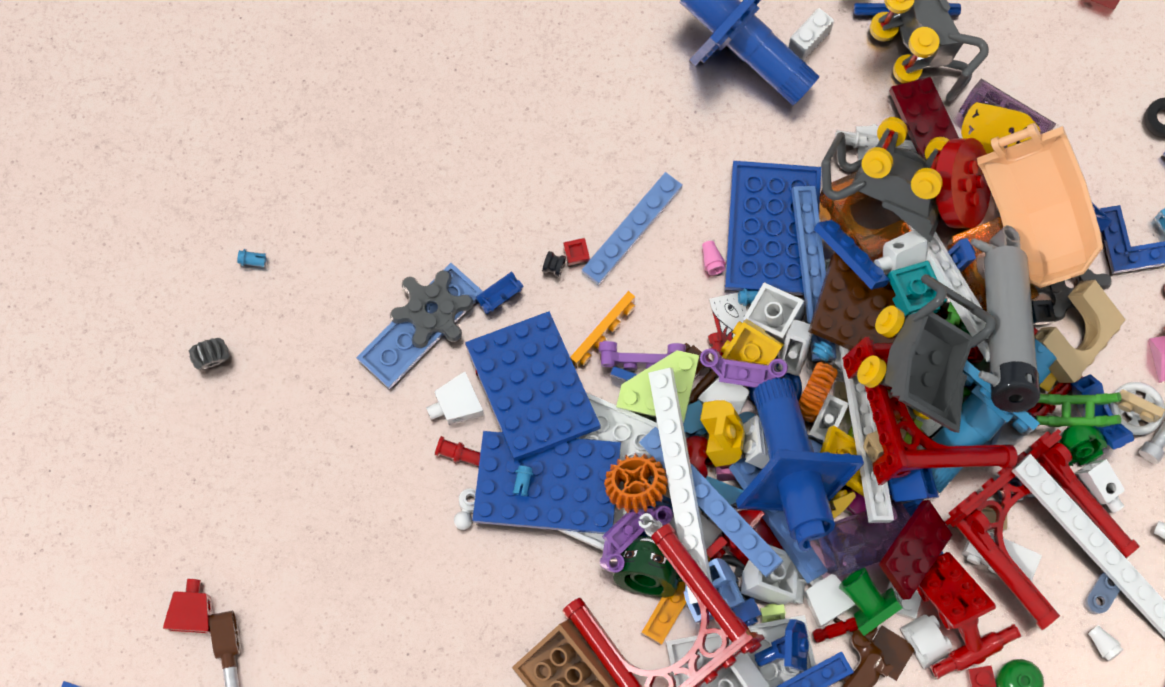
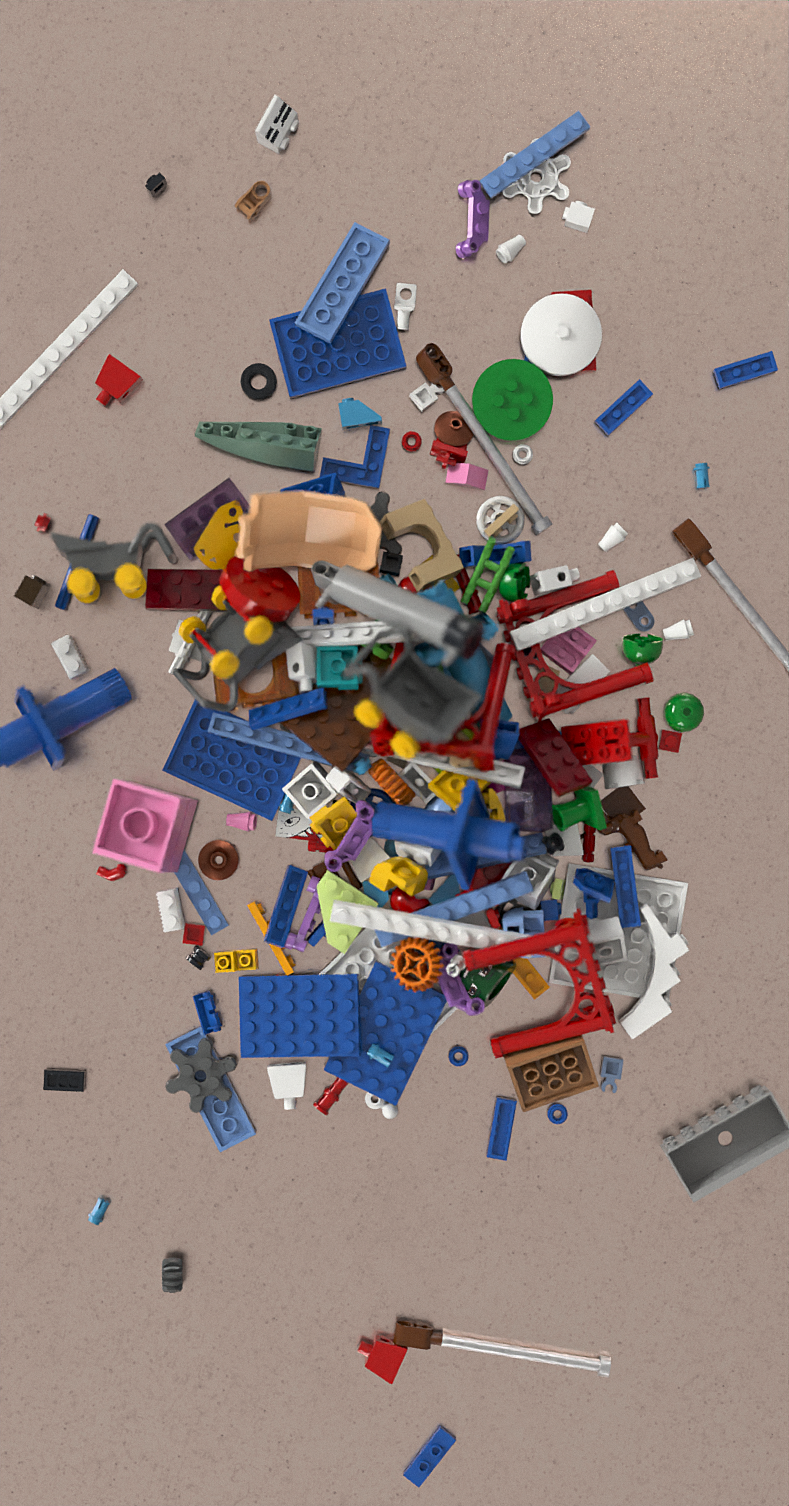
camera: 75 degrees left, 15 degrees up
(377, 177) = (64, 1080): none -> black plate
(486, 649) = (501, 1128): none -> blue plate
(548, 566) = (458, 1062): none -> blue plate
(564, 304) = (236, 960): none -> yellow slope
(593, 218) = (170, 910): none -> white brick
(607, 151) = (113, 874): none -> red arm
(641, 330) = (285, 906): none -> blue plate
(663, 238) = (208, 864): none -> copper dish
(674, 156) = (145, 826): none -> bright pink piece
(828, 585) = (557, 839): none -> black plate
(1035, 529) = (568, 648): none -> bright pink slope
(1070, 608) = (641, 648): none -> green cylinder
(1108, 145) = (265, 442): none -> sand green wedge

